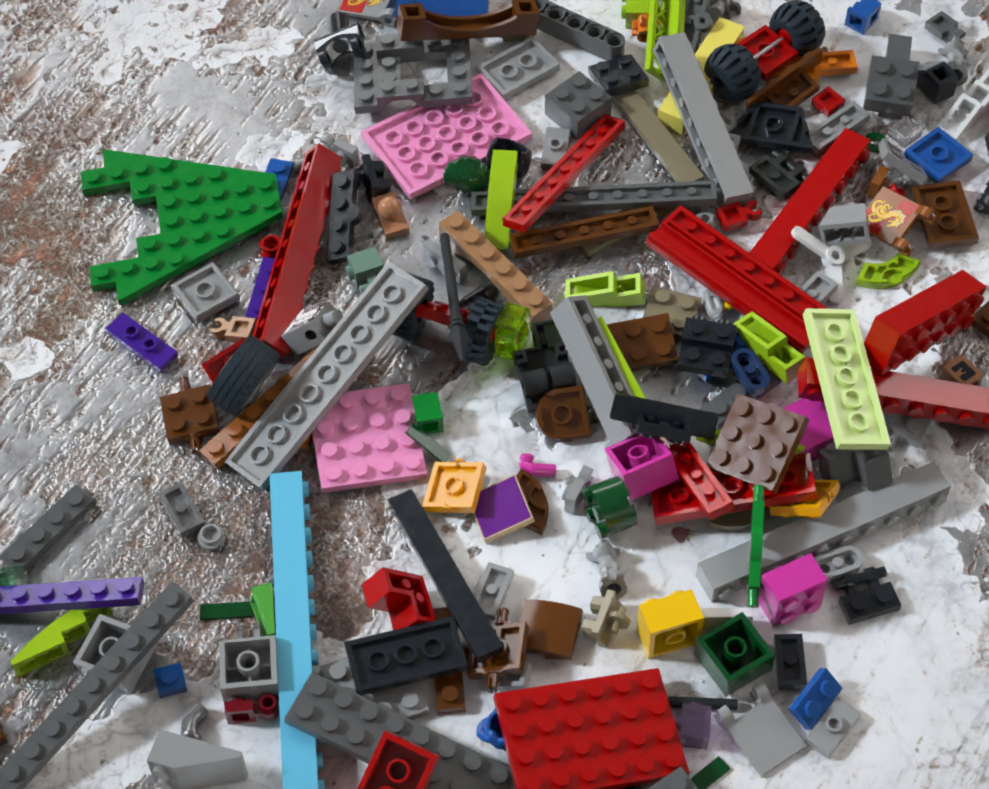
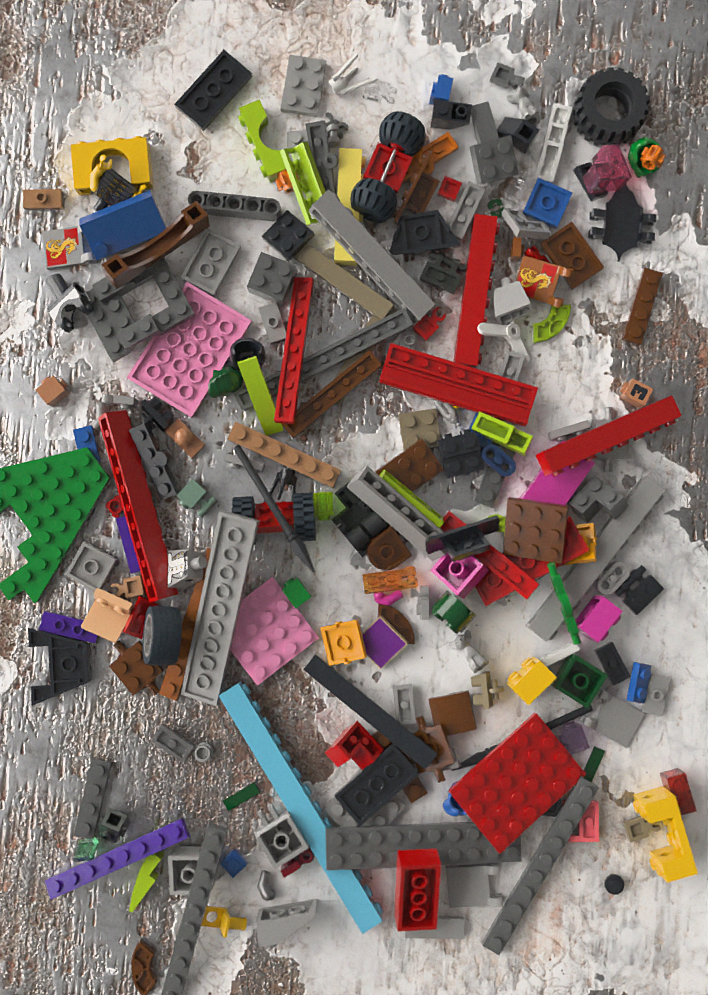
camera: 30 degrees left, 30 degrees up
(53, 560) = (112, 825): none -> pearl dark grey brick
(112, 377) = (67, 664): none -> black wing
(117, 738) = (224, 920): none -> yellow bracket
(196, 341) = (107, 616): none -> light nougat bracket
(263, 607) = (264, 786): bright green slope -> none
(273, 113) = (53, 390): none -> nougat brick
(428, 443) = (308, 615): window -> none
(549, 448) = (390, 580): none -> clear orange plate
(608, 290) = (367, 433): lime slope -> none
(846, 379) = (577, 457): yellowish green plate -> none
(860, 34) = (450, 114): none -> black slope
(923, 321) = (604, 375): red brick -> none

